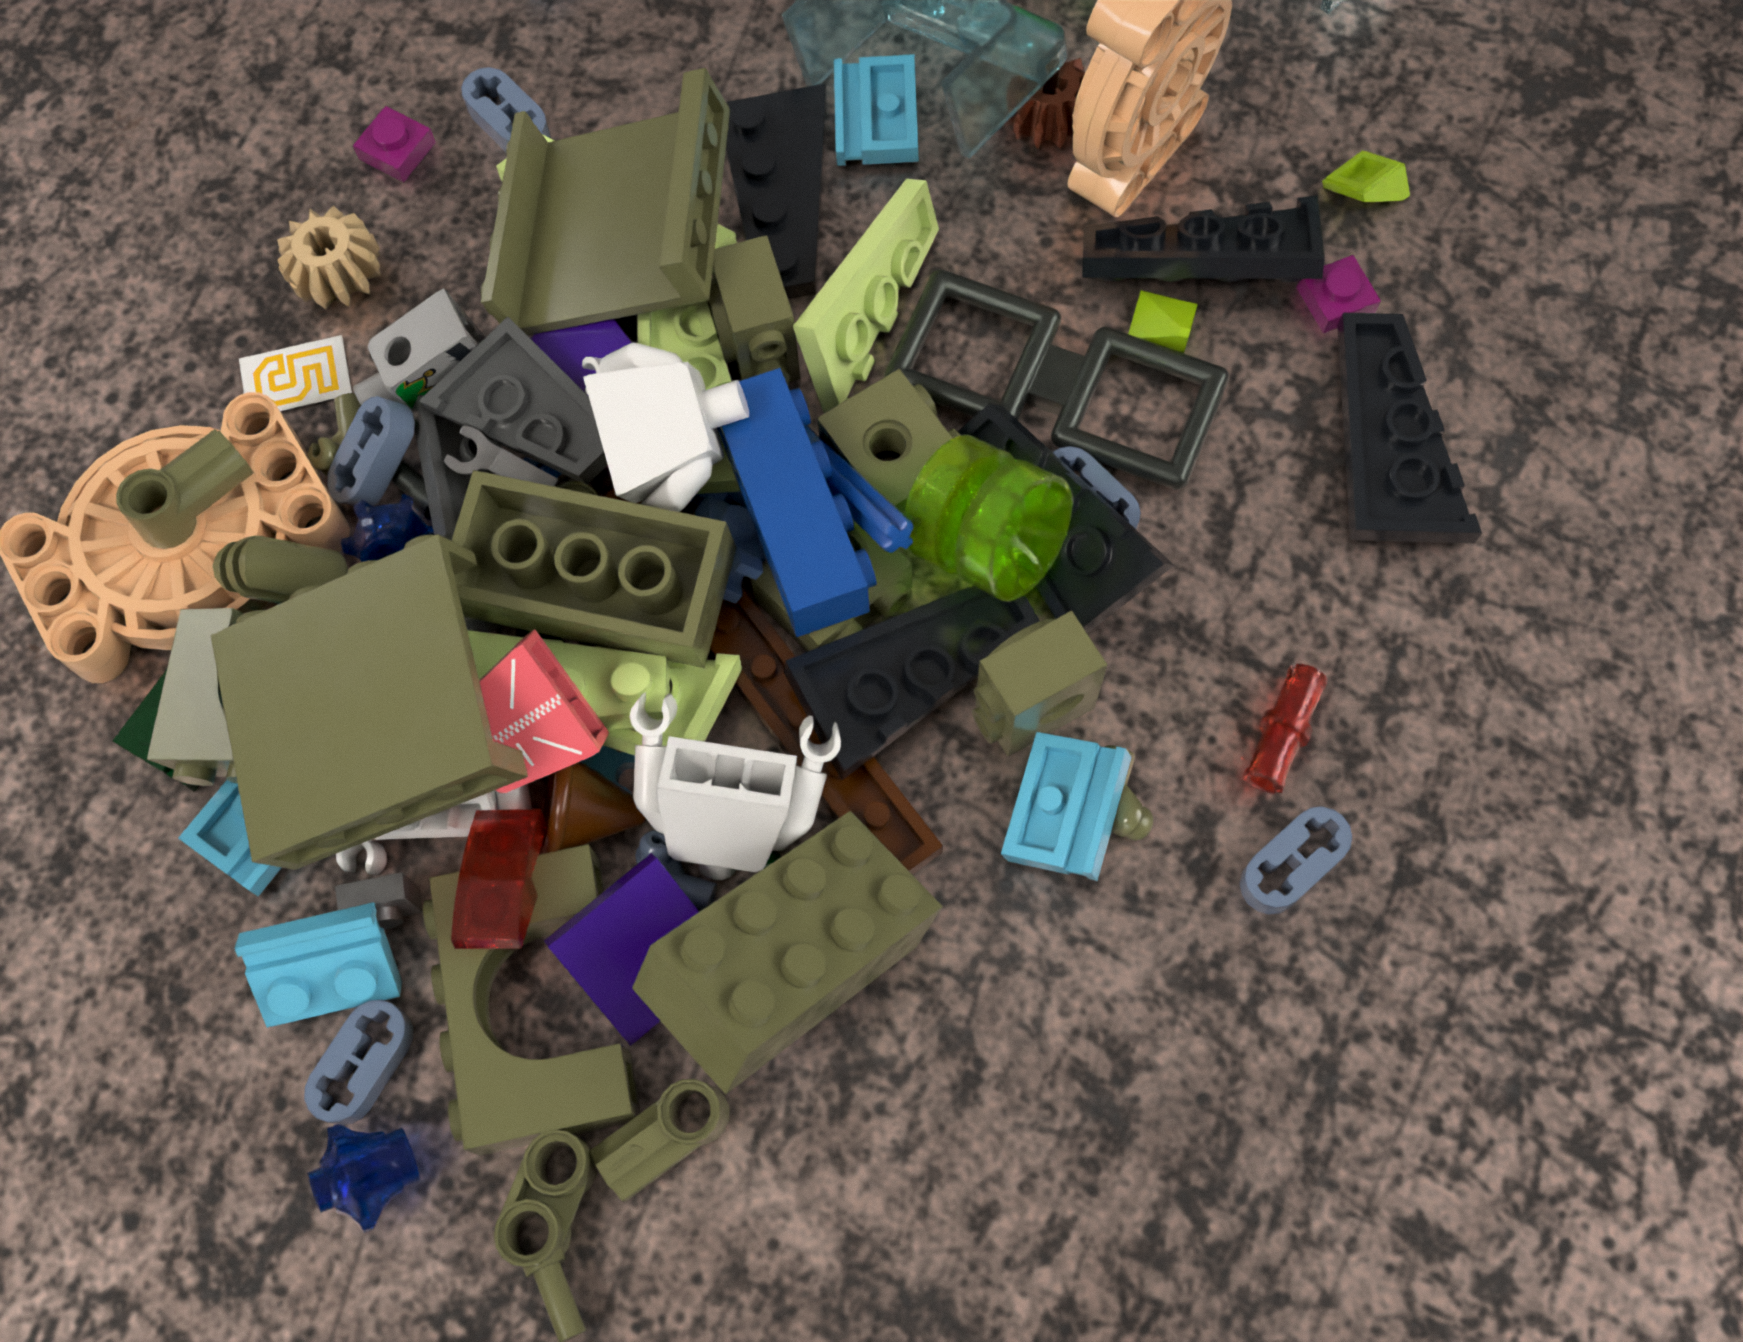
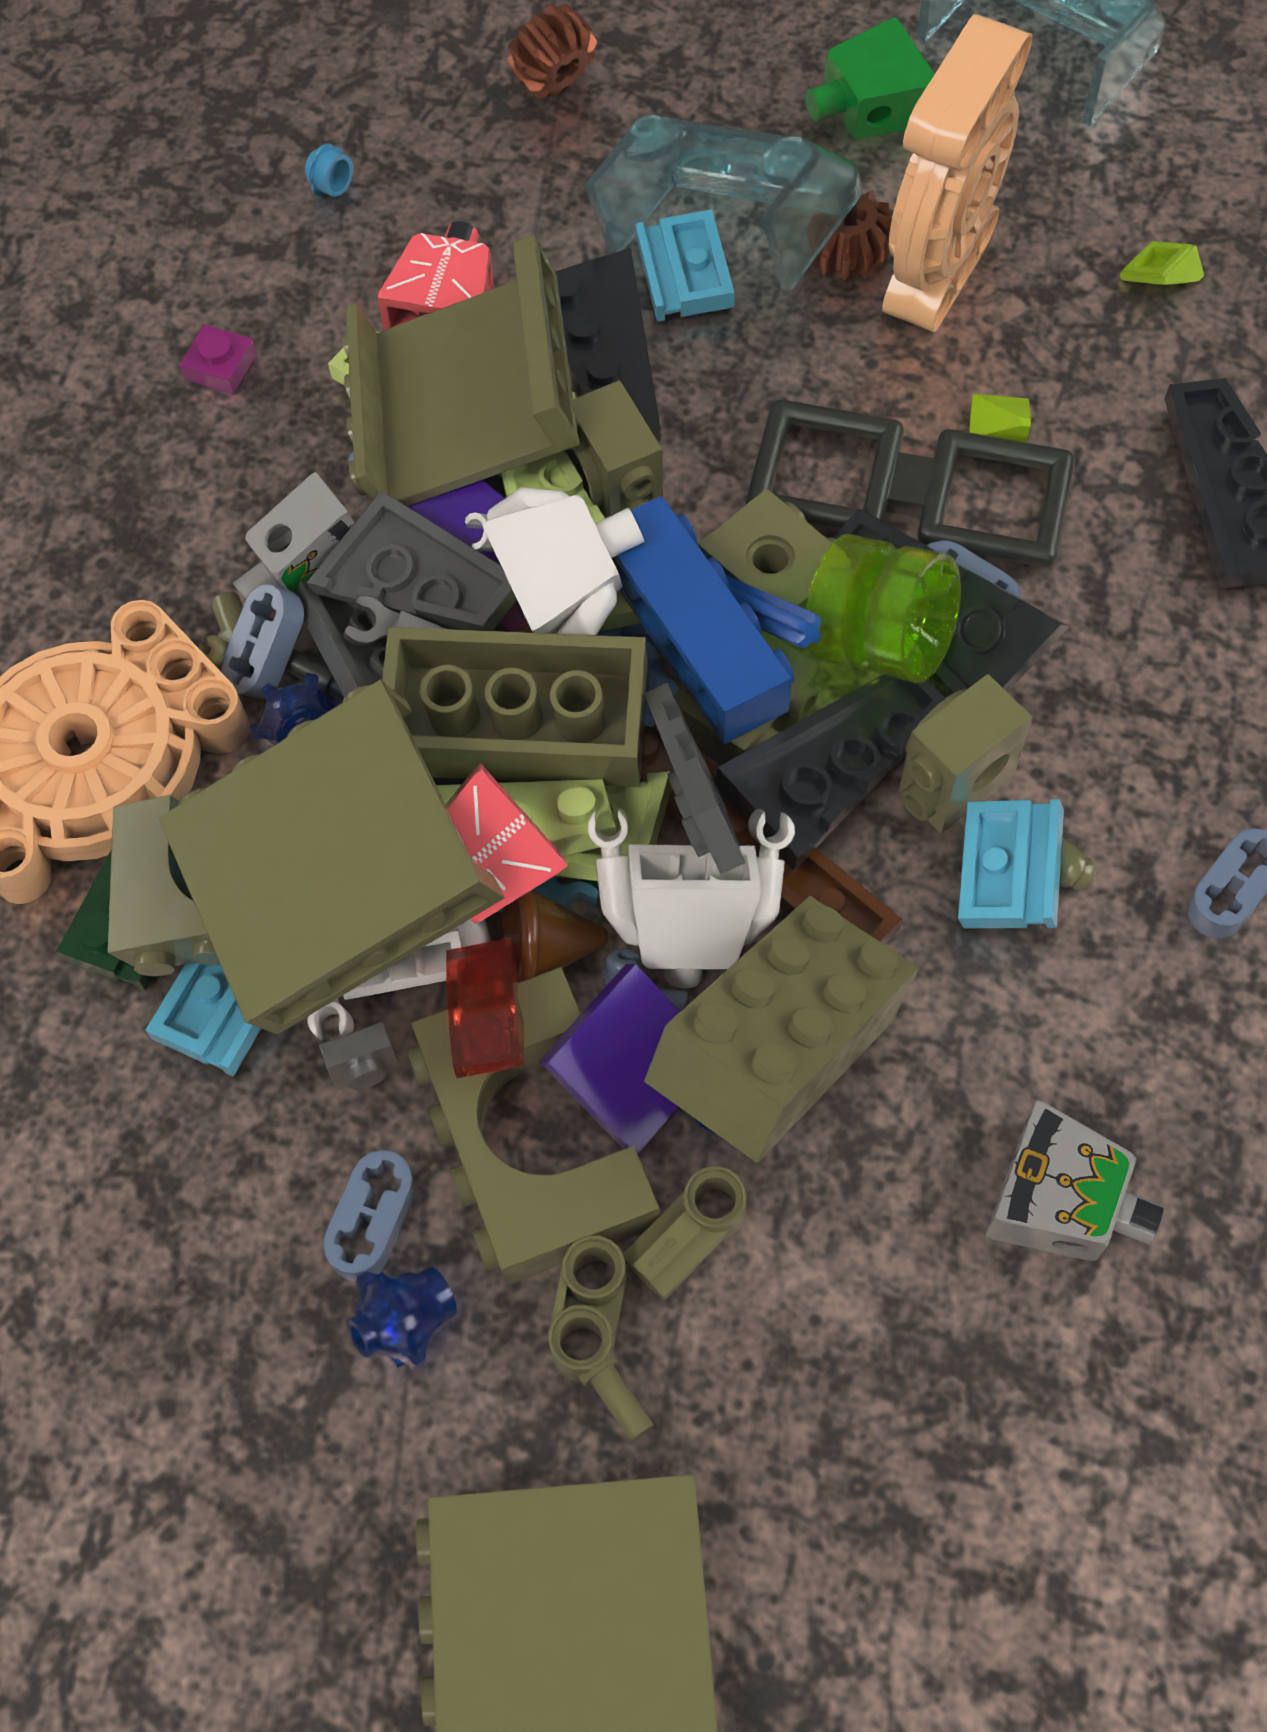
camera: 10 degrees left, 5 degrees down
(183, 488) = (91, 696): olive piece -> none
(275, 568) = (195, 755): olive arm -> none
(298, 373) = (171, 582): white sticker -> none
(319, 964) = (314, 1125): medium azure plate -> none
(329, 257) = (179, 470): tan gear -> none
(498, 119) = (316, 323): sand blue beam -> none
(622, 87) = (435, 274): none -> coral torso
(750, 685) = (695, 789): none -> dark grey wing
(864, 294) = (713, 429): yellowish green wing -> none
(1050, 1160) = (1069, 1190): none -> torso
(1251, 245) = (1021, 343): black wing -> none
(1285, 728) = (1201, 764): clear red pin -> none
(1340, 291) = (1156, 366): magenta plate -> none

